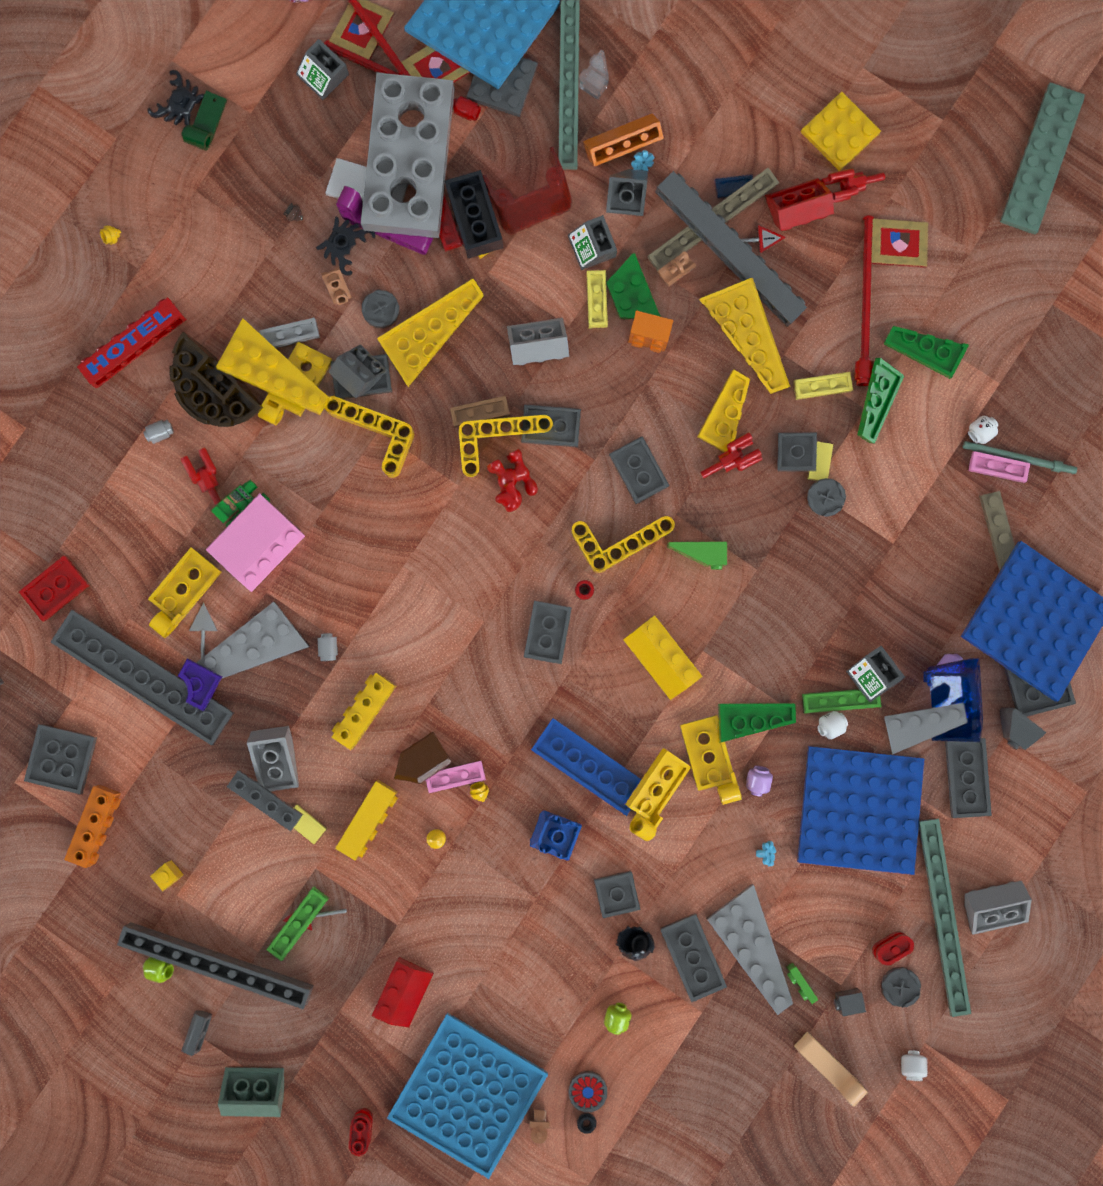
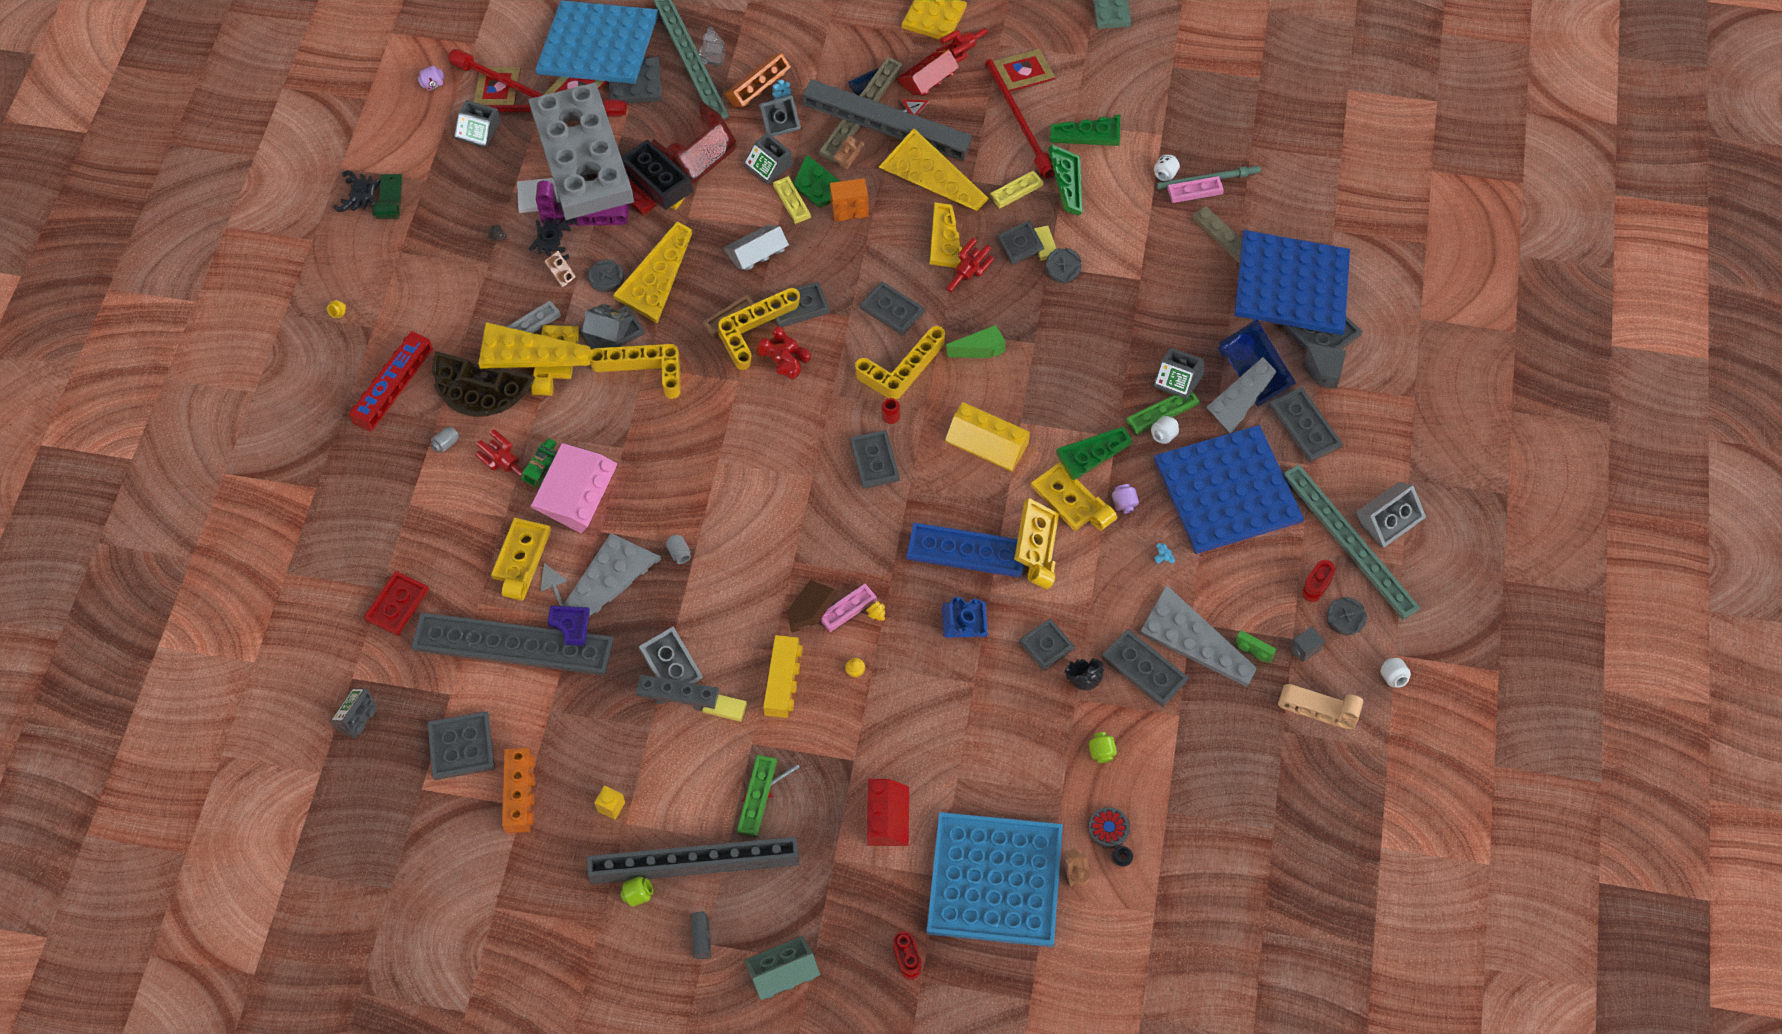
camera: 20 degrees left, 25 degrees down
(363, 711) = (736, 587): yellow brick -> none

